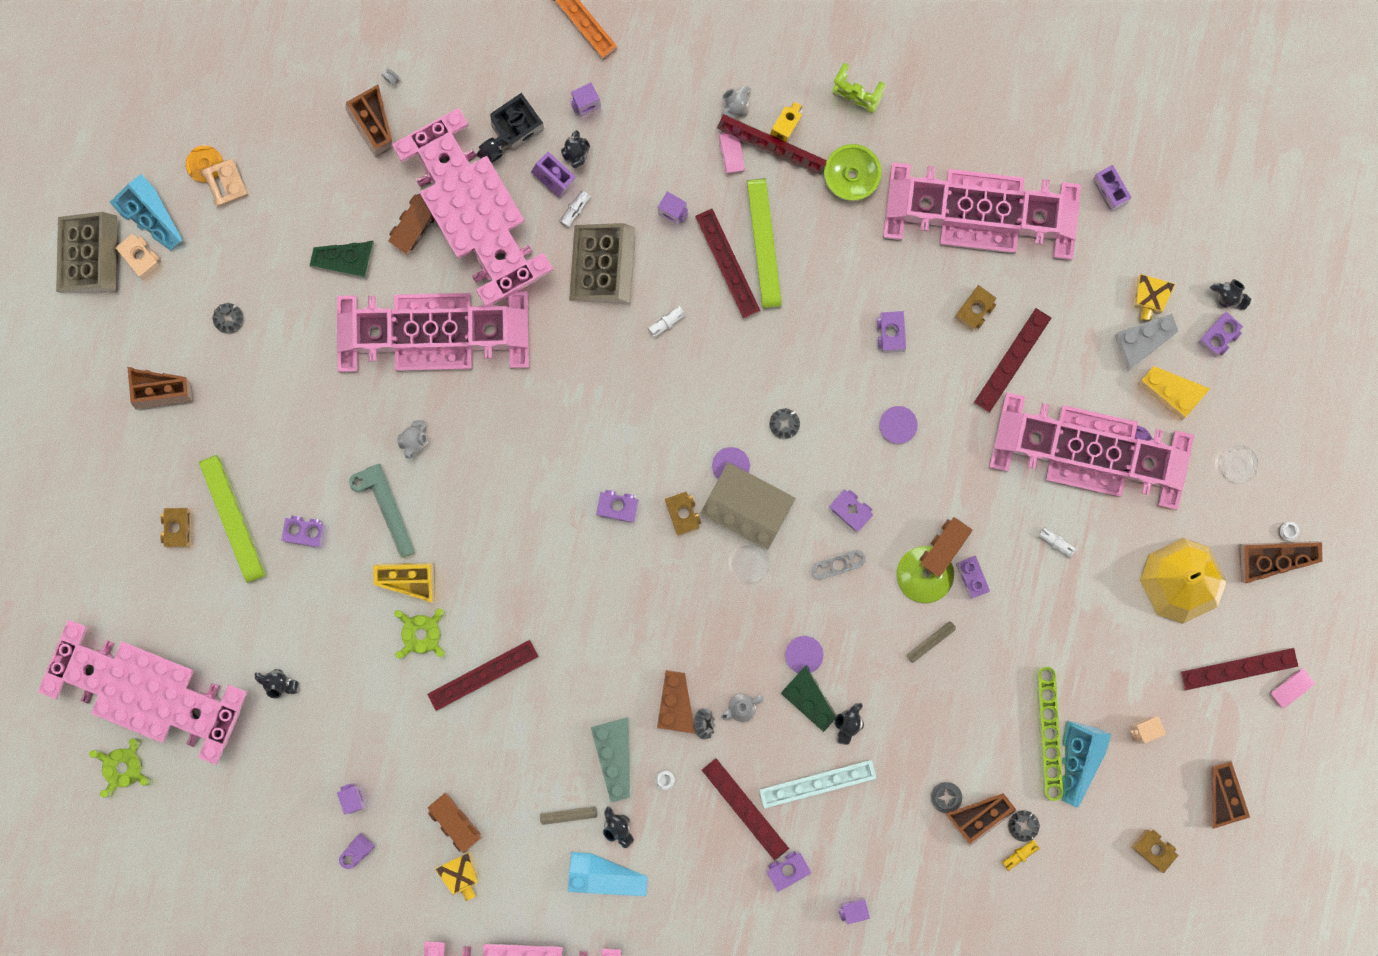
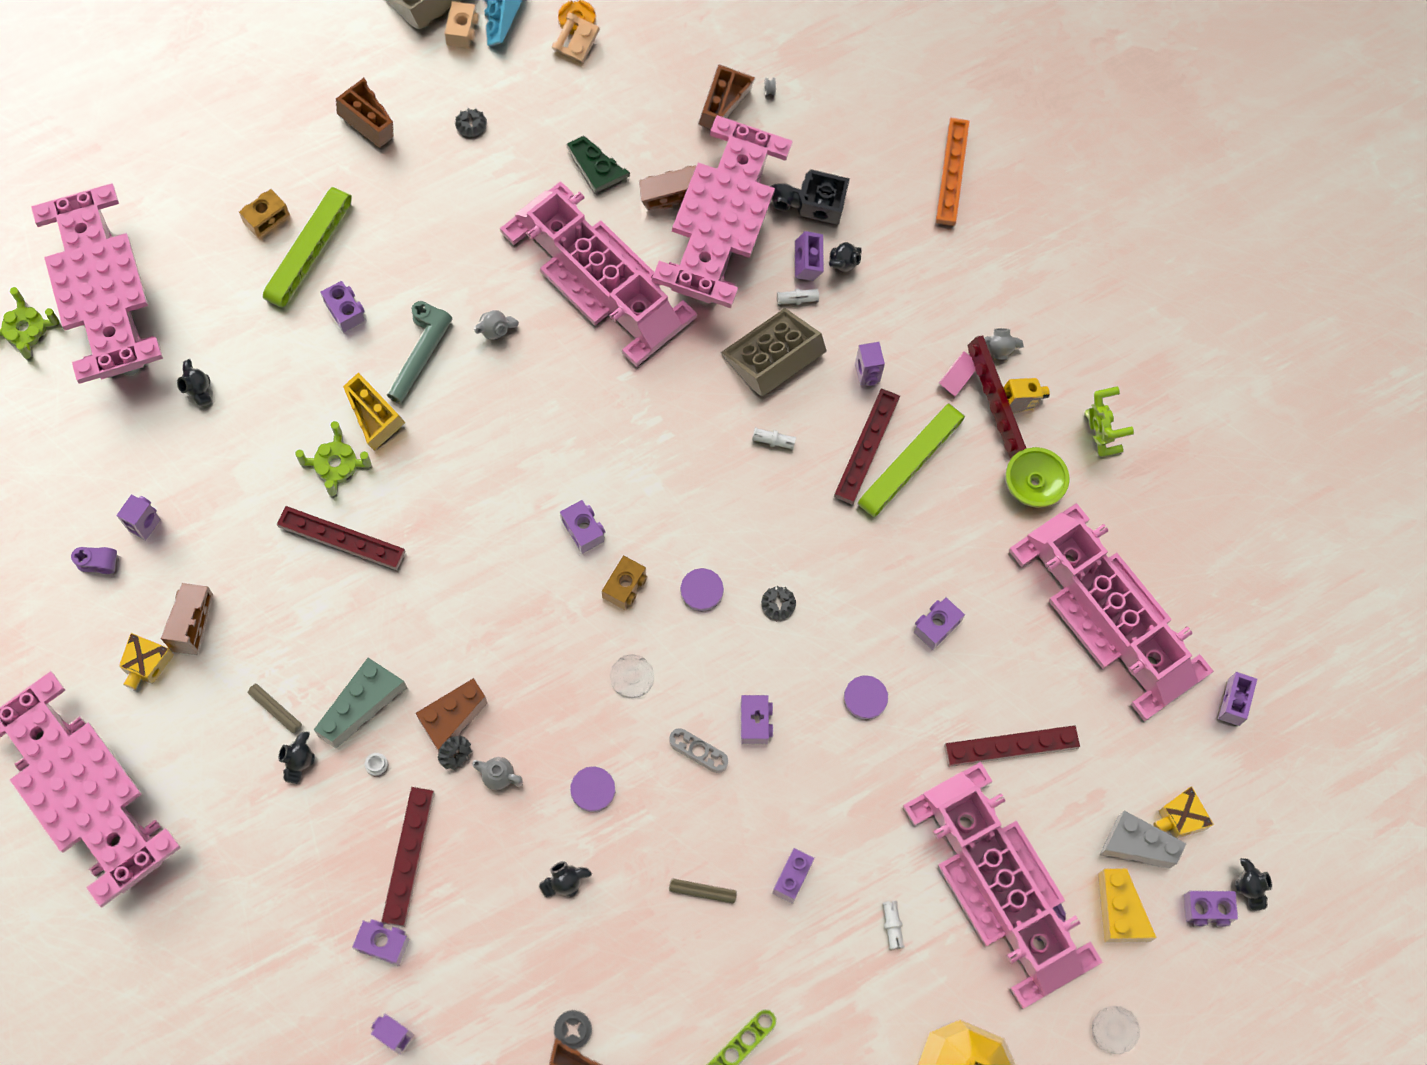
camera: 40 degrees right, 15 degrees down
(585, 100) = (890, 230): medium lavender brick -> none
(600, 876) = (239, 778): medium azure wedge -> none
(747, 505) = (679, 629): dark tan slope -> none
(809, 699) = (555, 826): dark green wing -> none
(817, 784) = (485, 900): light aqua plate -> none
(918, 587) = (753, 848): lime dish -> none
(945, 547) = (797, 823): dark orange wedge -> none
(978, 297) = (1037, 669): pearl gold brick -> none

